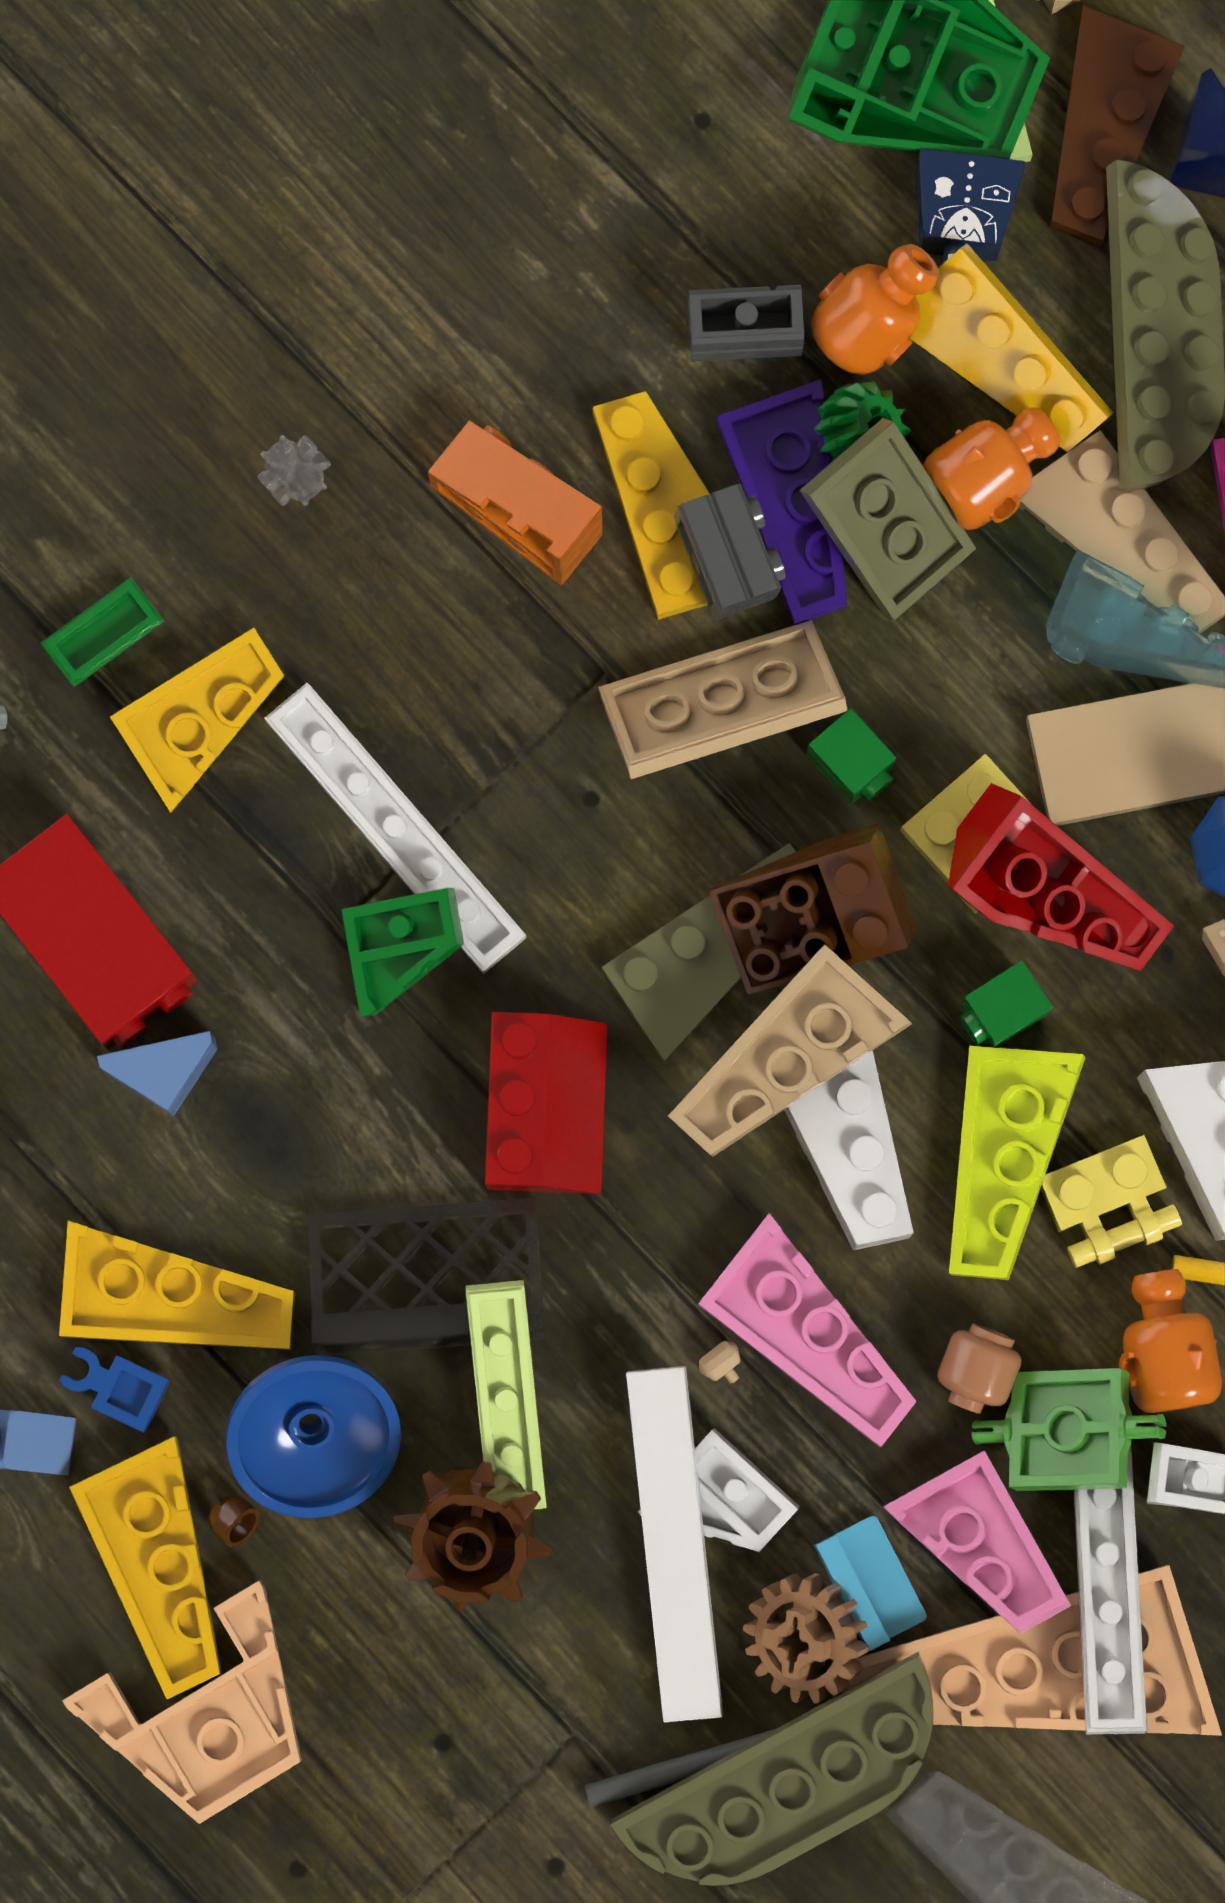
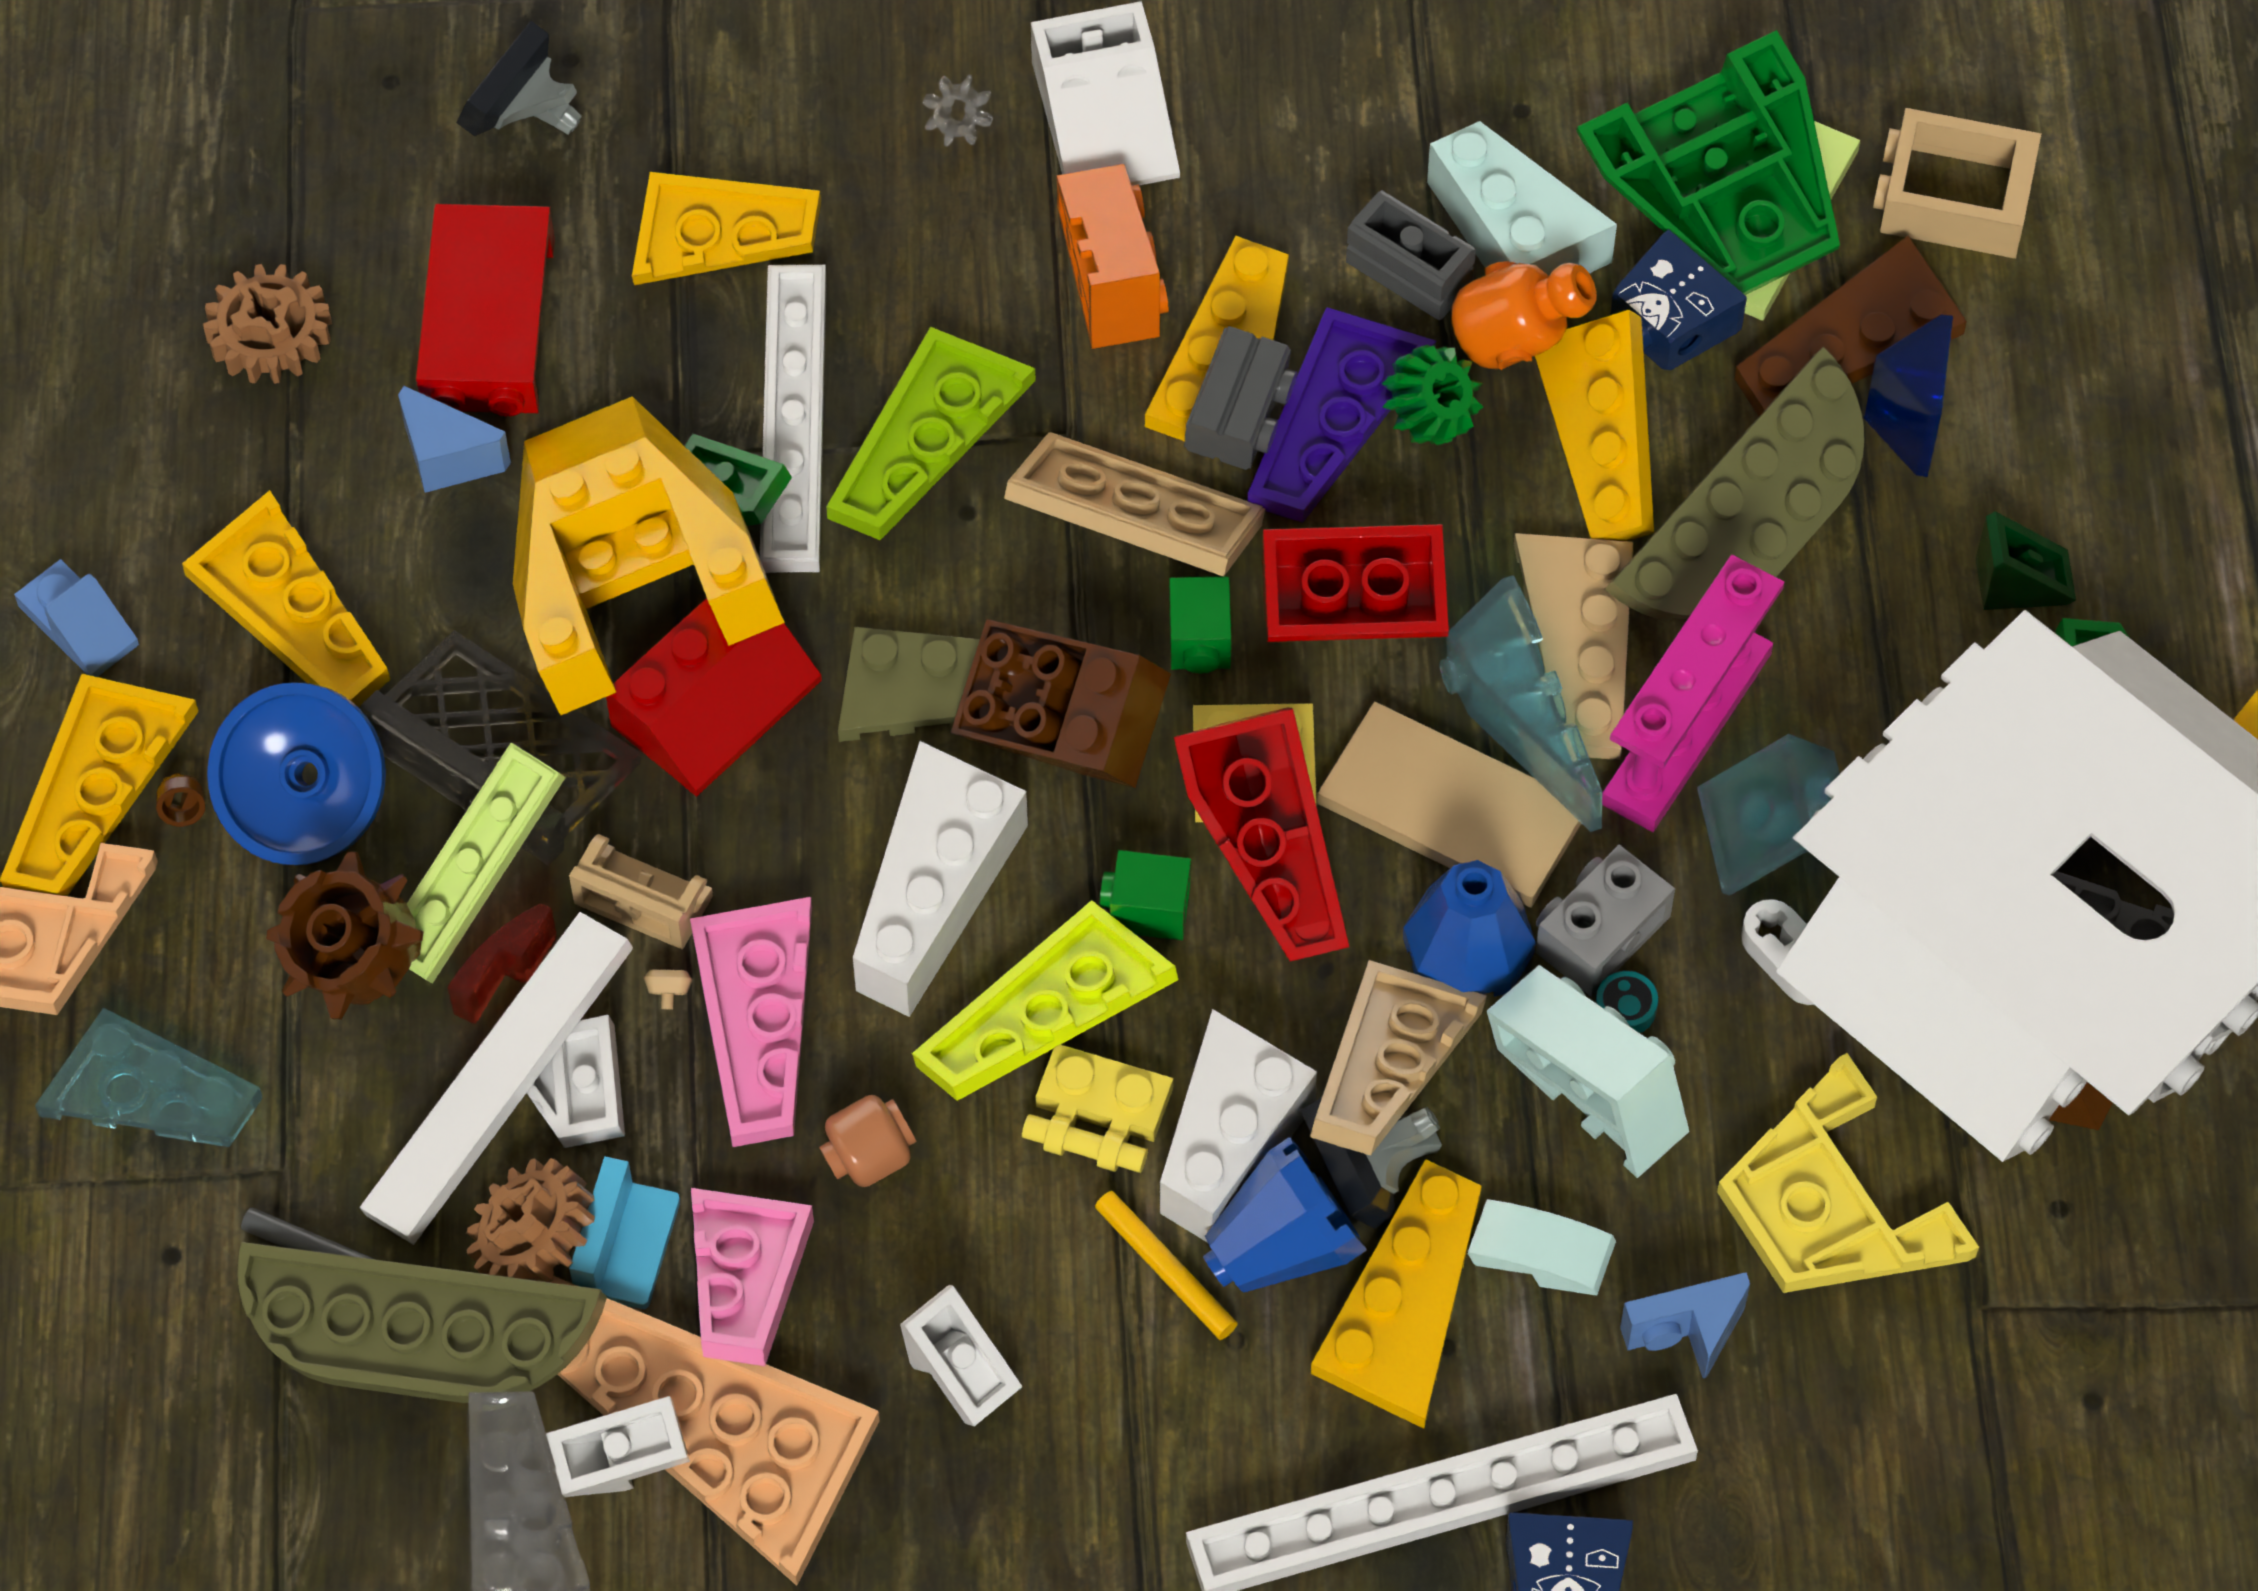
camera: 40 degrees right, 20 degrees down
(102, 632) = (705, 121): green tile -> none
(124, 1390) = (189, 640): blue plate -> none
(352, 1034) = (611, 511): none -> yellow wedge
(398, 371) = (1104, 93): none -> white slope
(418, 1757) = (148, 1083): none -> clear light blue wing
(505, 749) = (926, 426): none -> lime wing
(593, 1434) = (510, 951): none -> clear red slope
(638, 1307) = (638, 893): none -> tan hinge
(785, 221) = (1514, 206): none -> light aqua wedge
(795, 1045) = (936, 765): tan wing -> none
(888, 519) = (1389, 451): olive plate -> none
(949, 643) = (1354, 583): none -> red slope
(987, 467) = (1504, 493): orange piece -> none
(1026, 1755) = (616, 1448): none -> white slope
(1069, 1430) = (892, 1234): bright green plate -> none
(1110, 1610) = (827, 1364): white tile -> none
(1170, 1351) = (1036, 1247): orange piece -> none

